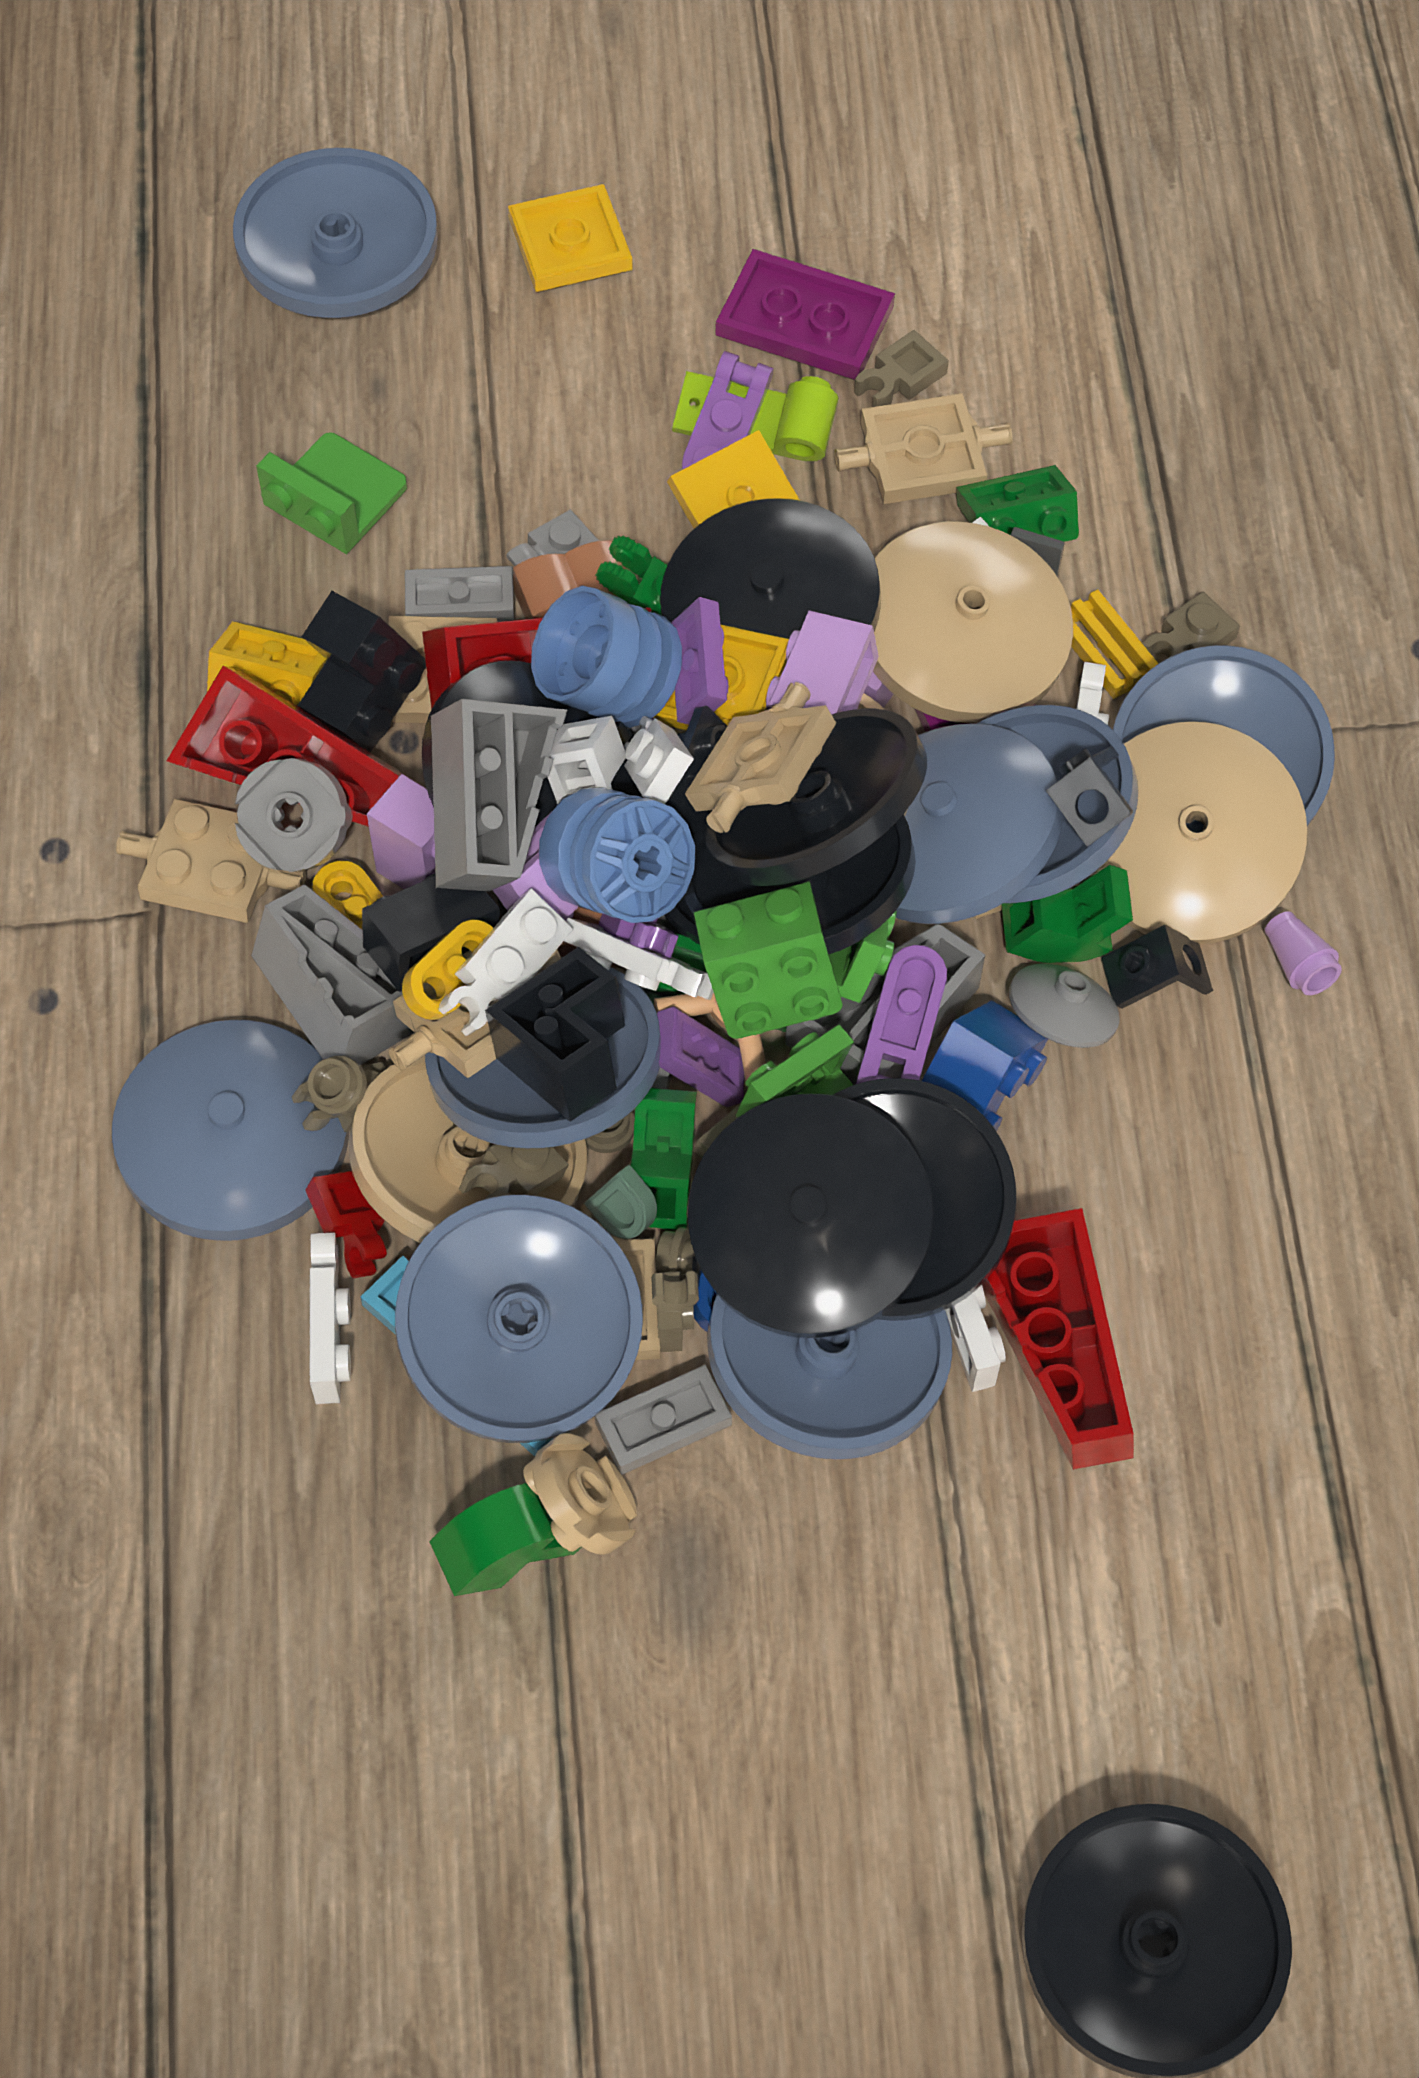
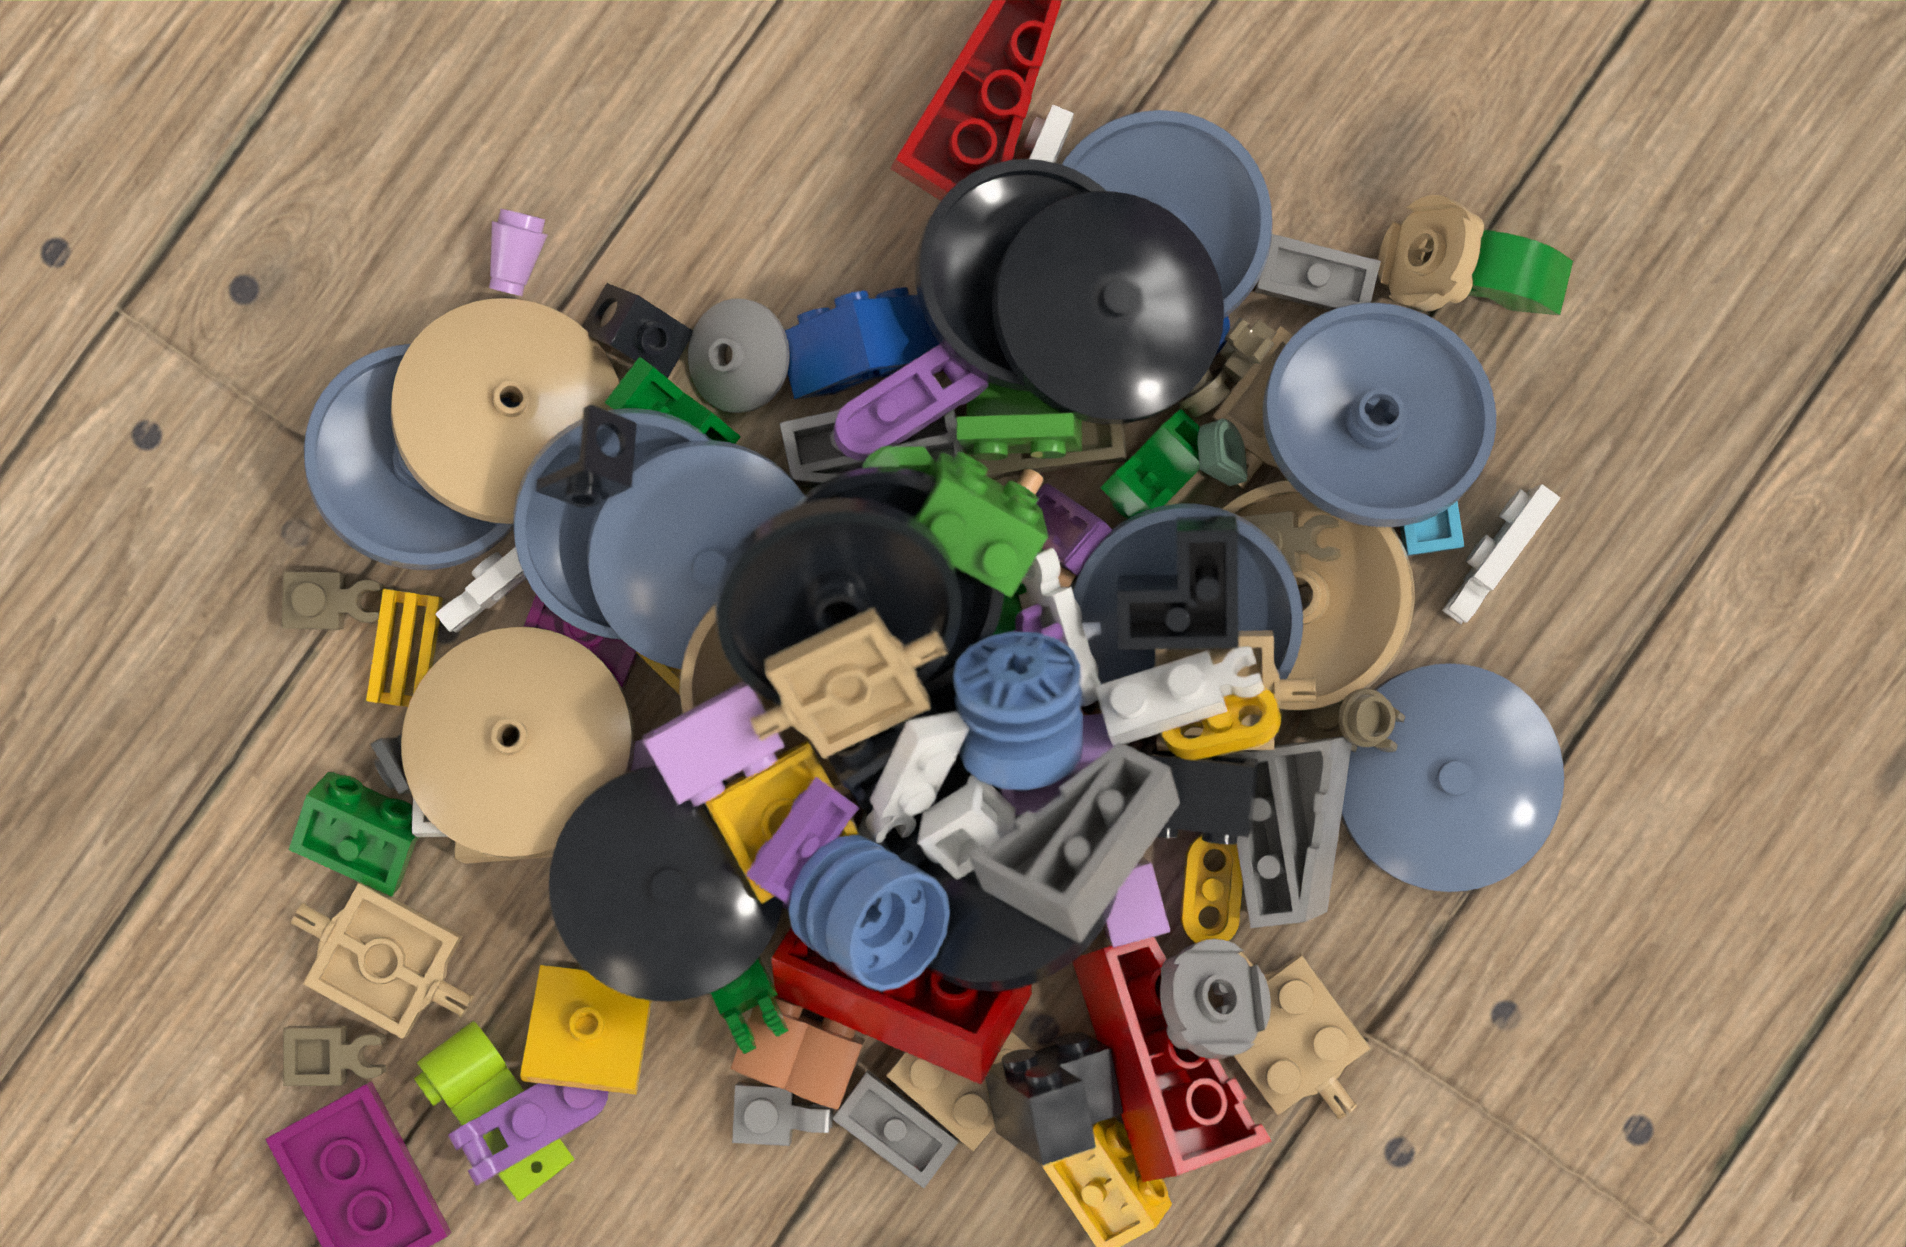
camera: 135 degrees left, 25 degrees up
(348, 1214) = (1428, 625): red plate -> none

